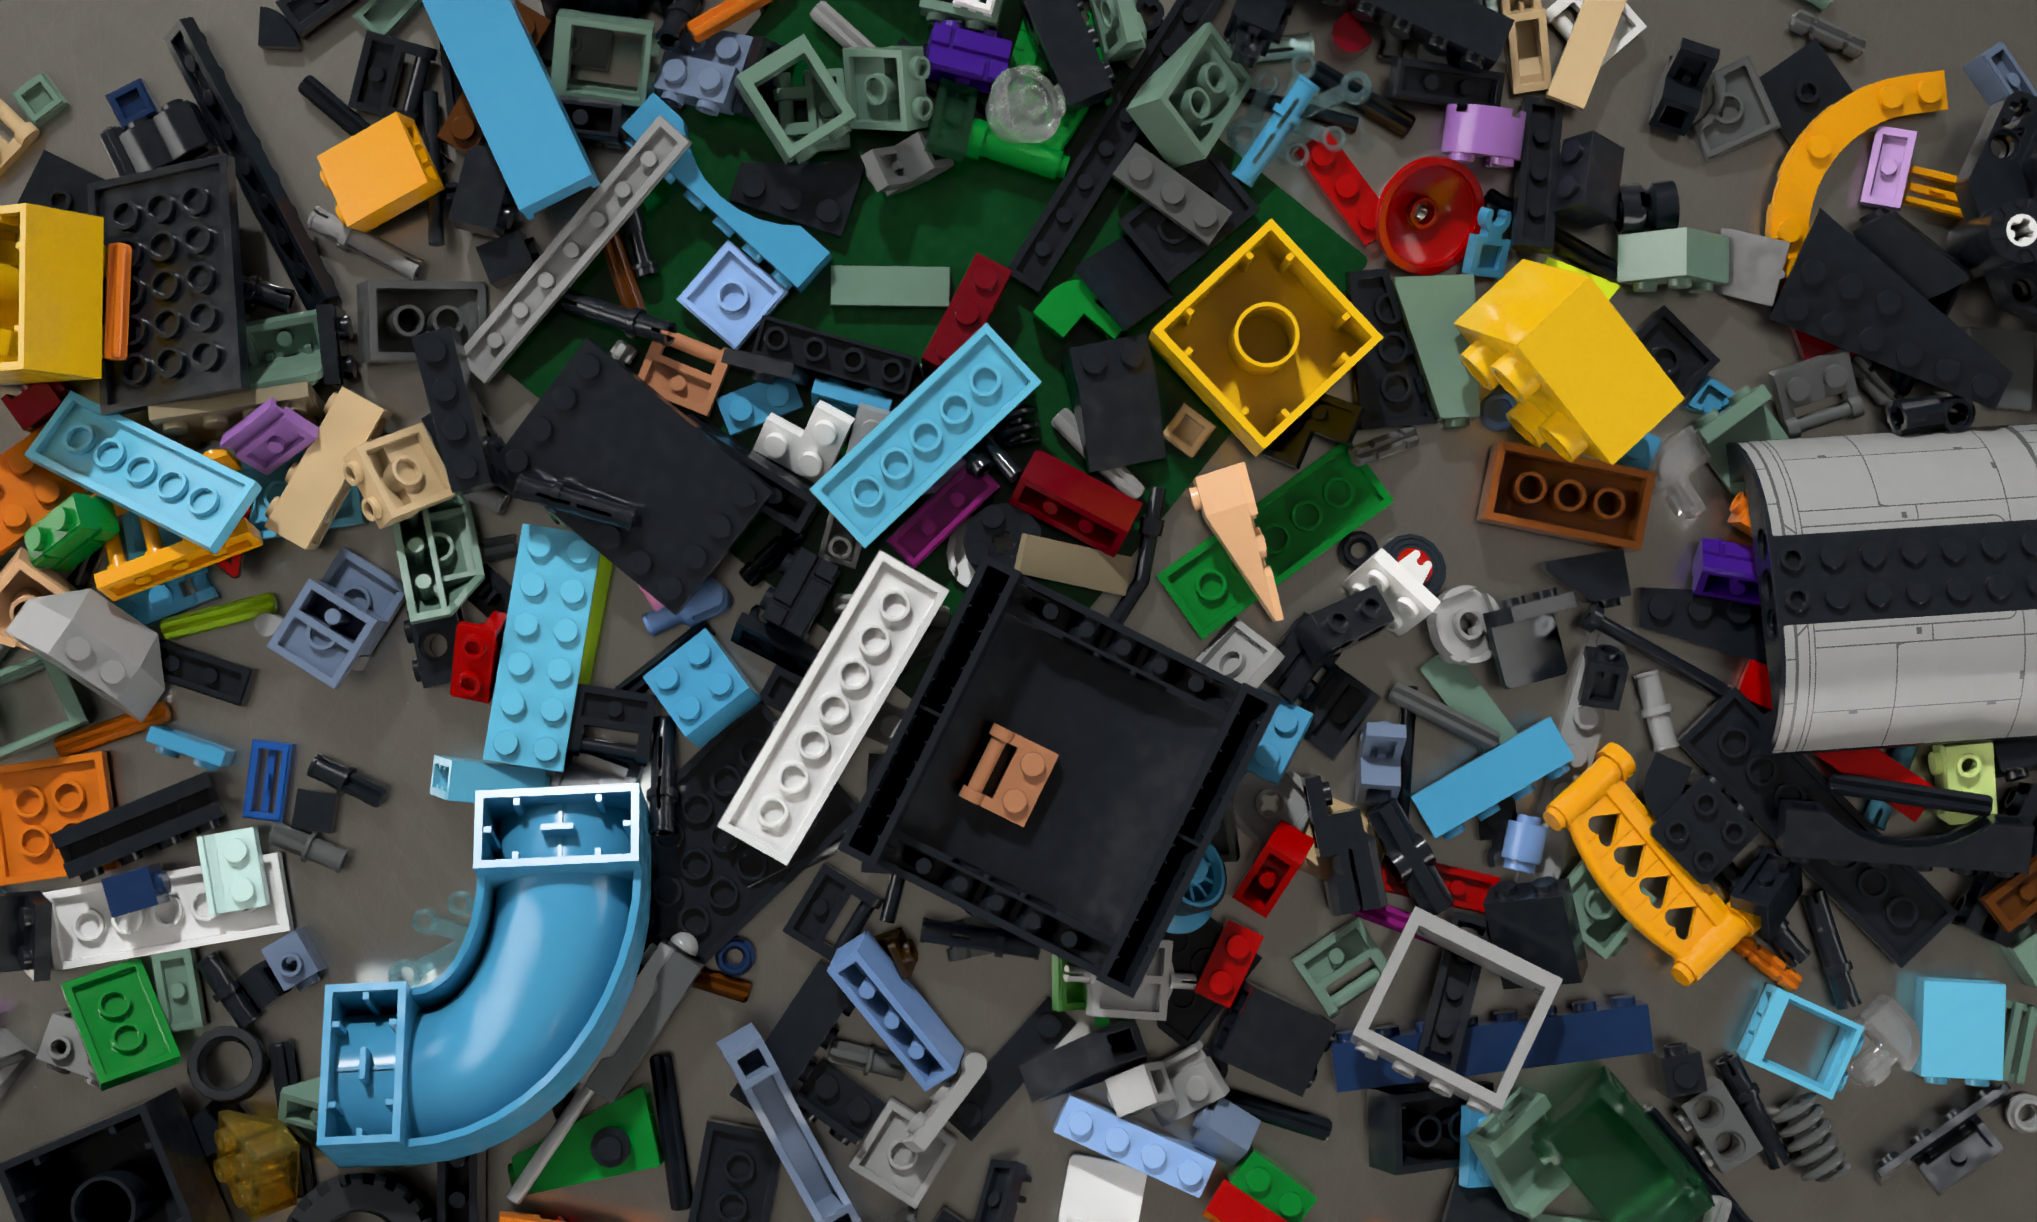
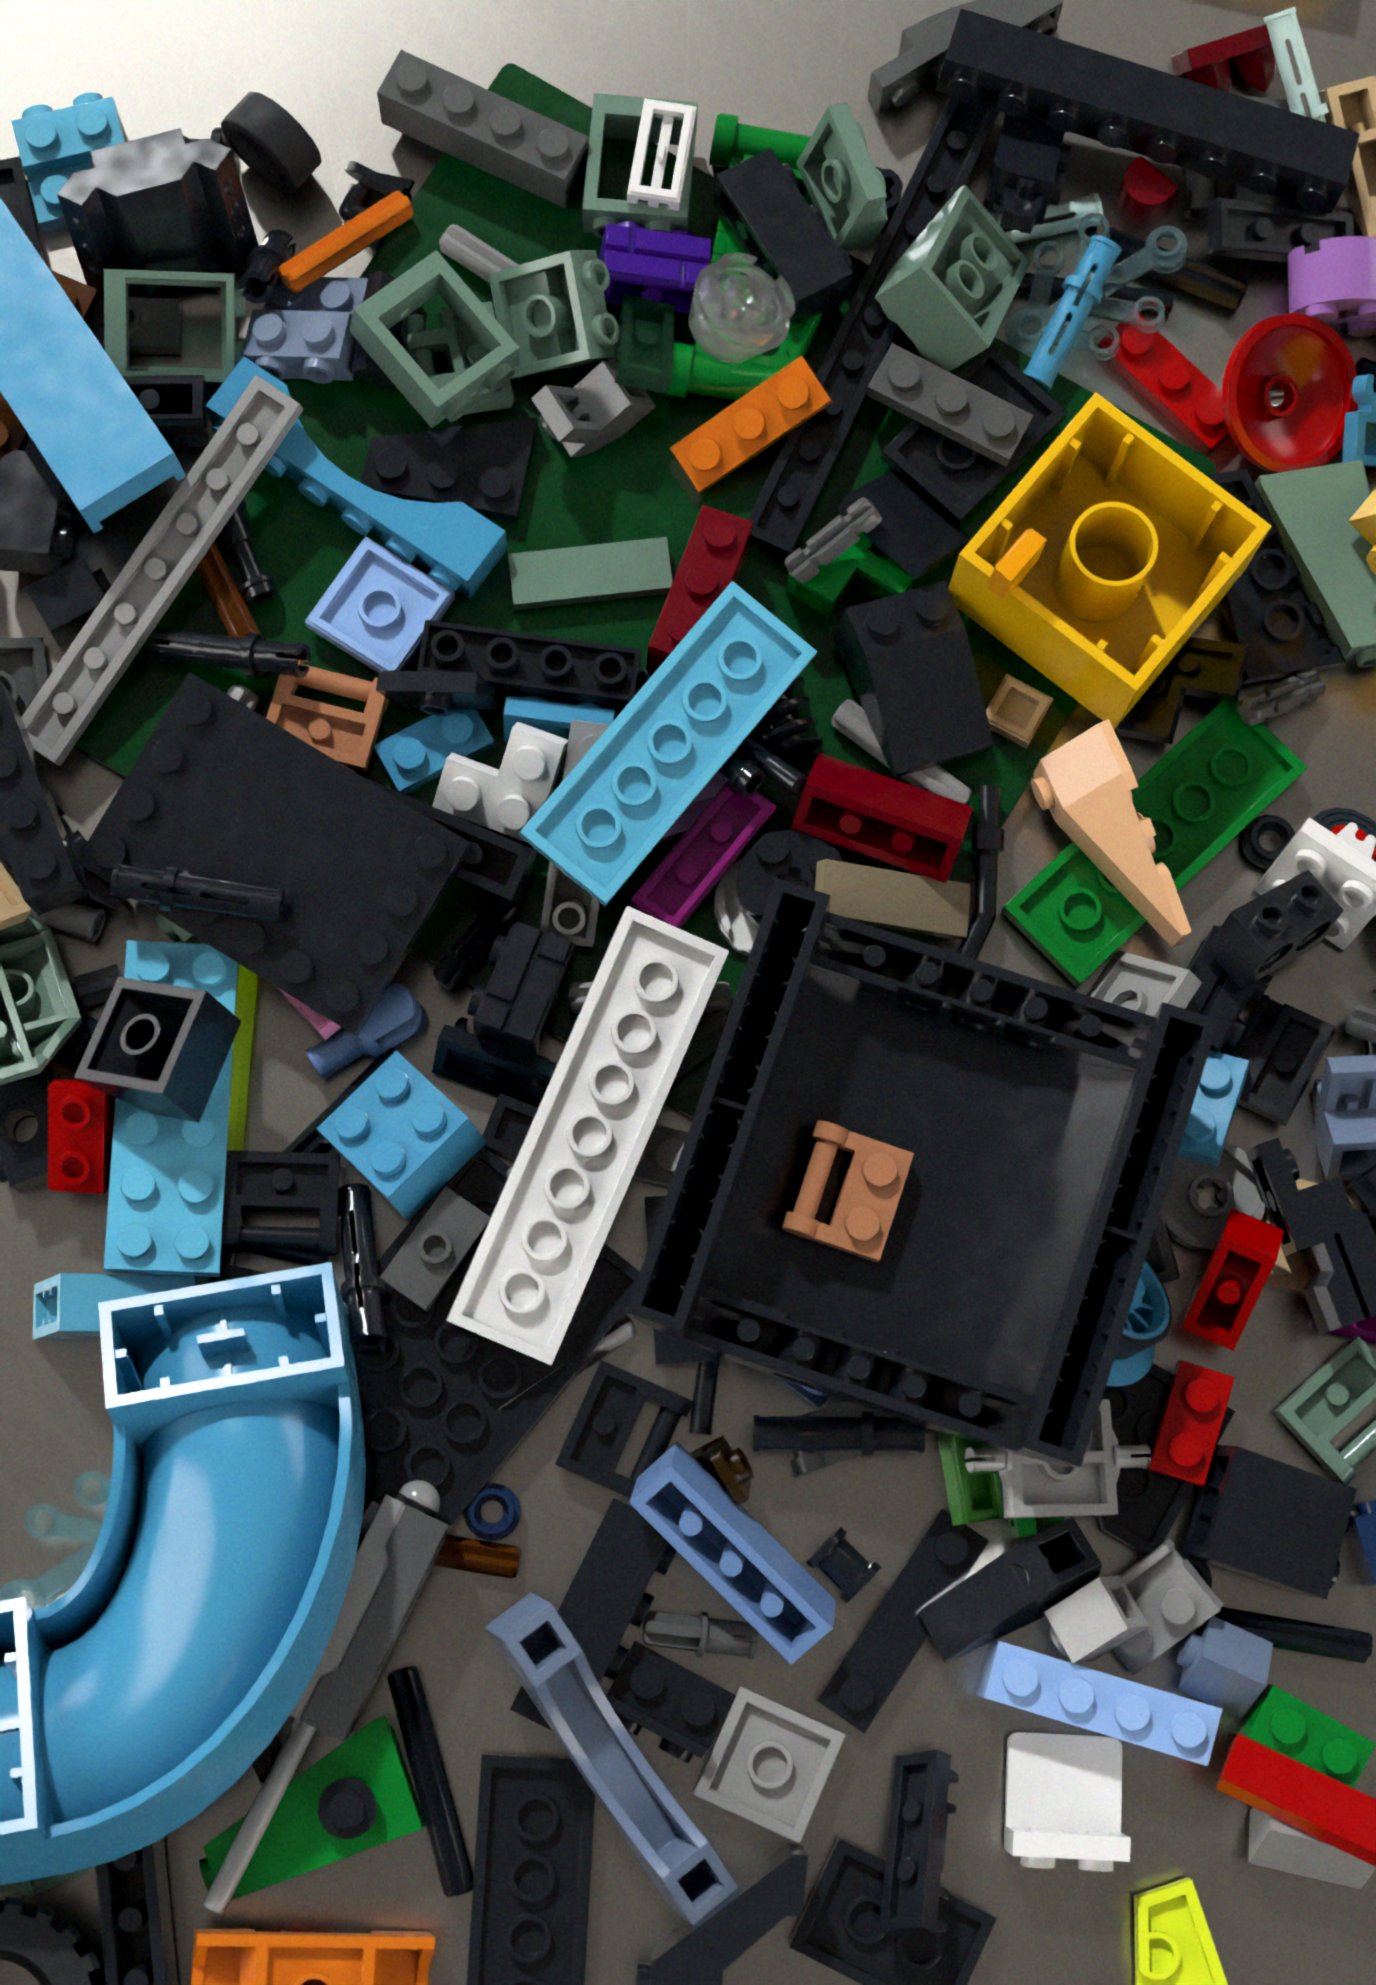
camera: 10 degrees left, 10 degrees down
(536, 610) = (159, 1047): none -> black slope
(717, 771) = (436, 1248): none -> dark grey plate
(946, 1100) = (822, 1674): light grey plate -> none
(973, 1026) = (843, 1564): none -> black bush
(1023, 190) = (751, 424): none -> orange plate
(1067, 295) = (833, 540): none -> dark grey axle
(1189, 346) = (1016, 563): none -> light orange tile

